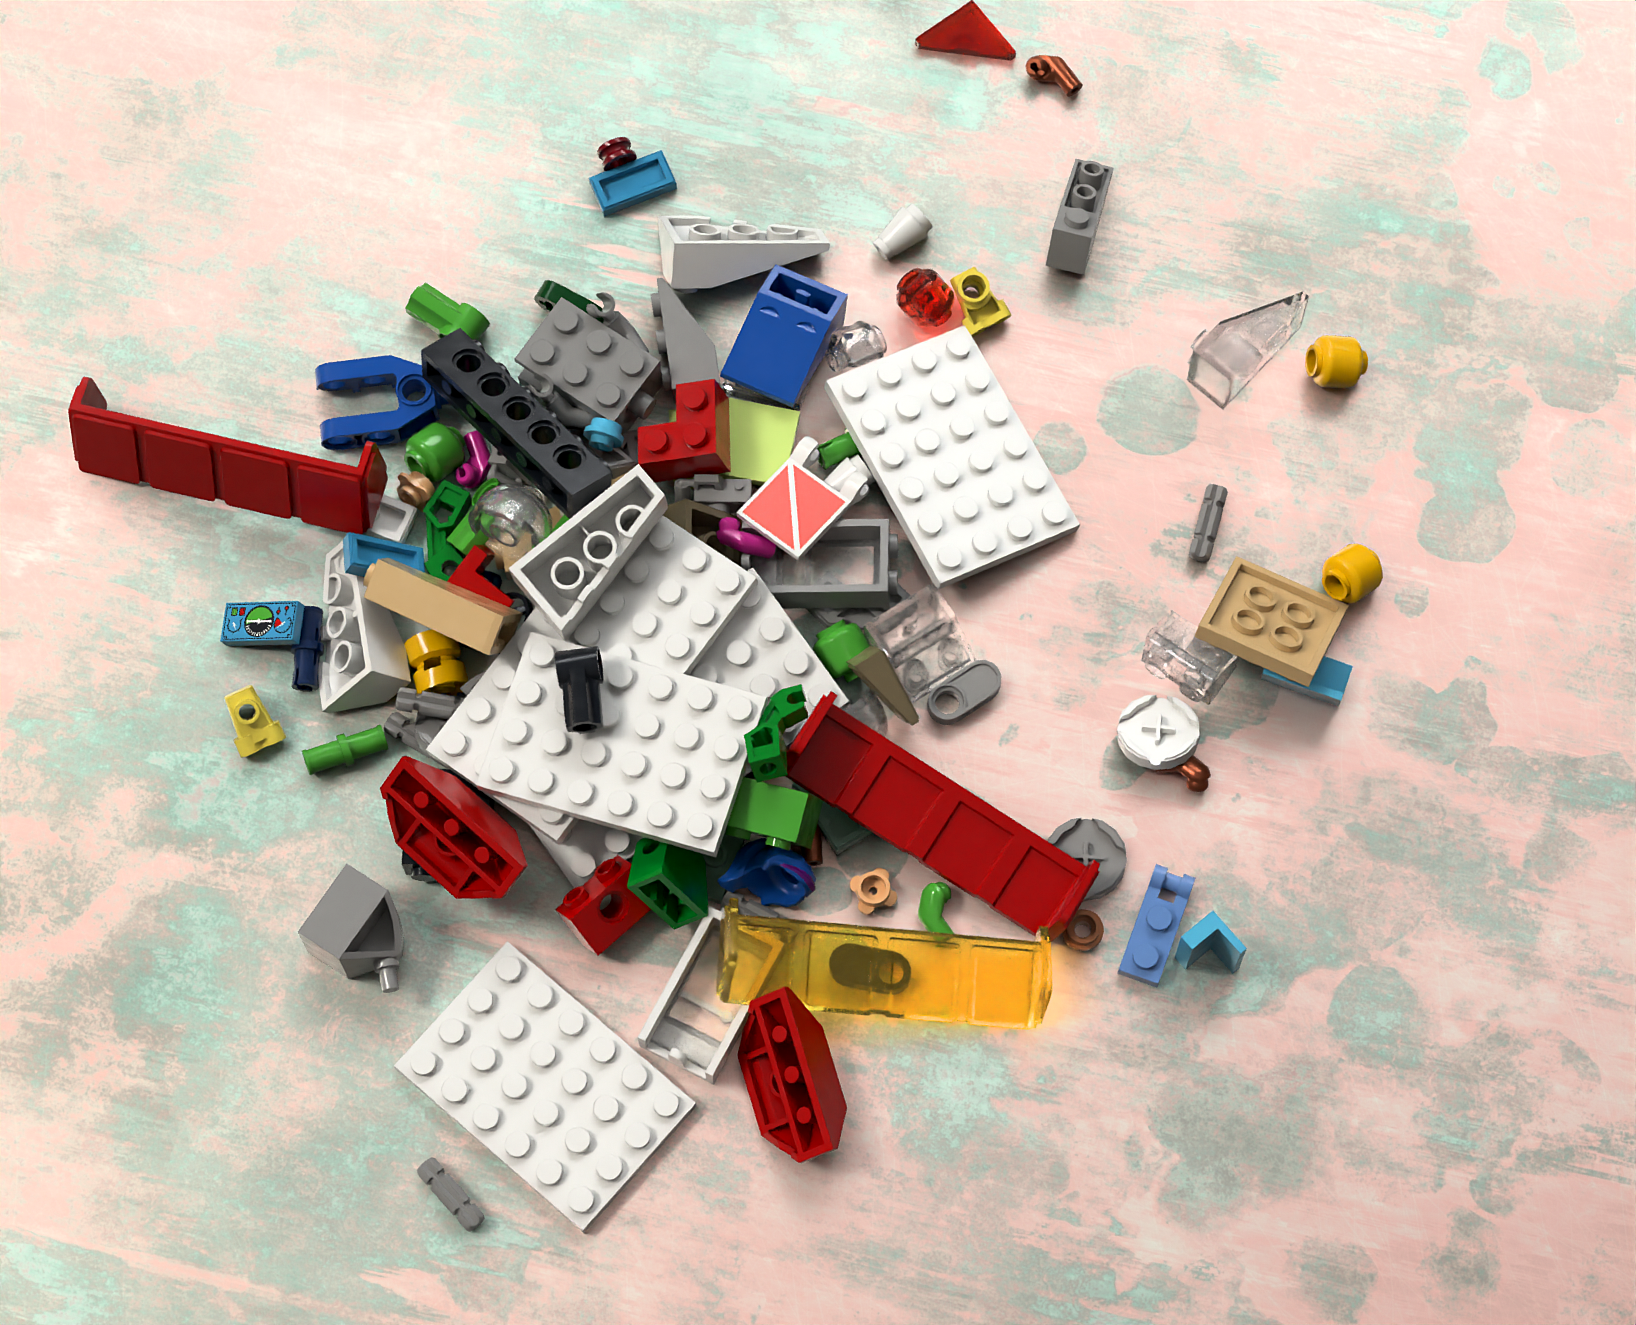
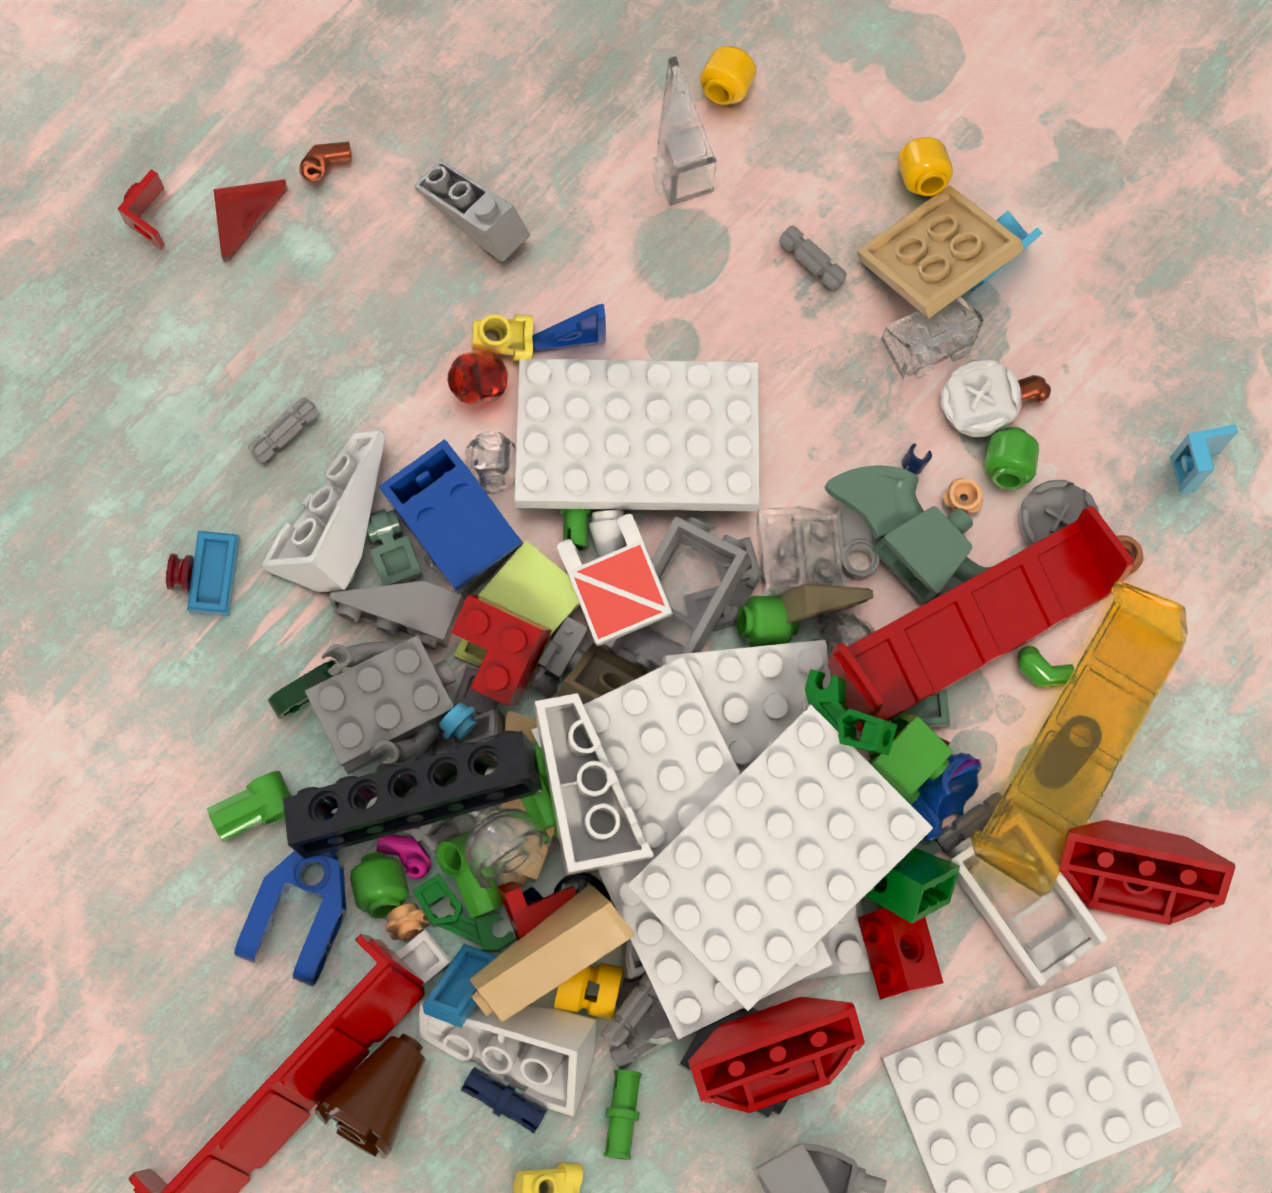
camera: 65 degrees left, 5 degrees up
(256, 540) = (375, 1096): none -> reddish brown cone
(262, 623) = (459, 1130): dark azure tile -> none
(580, 679) = (709, 862): black piece -> none
(724, 316) = (395, 558): none -> sand green plate
(742, 541) = (624, 654): dark pink arm -> none
(789, 170) = (283, 429): none -> light grey axle
(874, 879) = (1007, 705): light nougat plate -> none
(902, 232) = (401, 364): white cone -> none
(988, 731) = (916, 544): none -> sand green torso
(1017, 356) = (578, 330): none -> blue tile
(1060, 754) = (970, 489): none -> light nougat plate
(1116, 785) = (1011, 458): none -> bright green head
(1155, 927) = (1149, 493): medium blue plate -> none

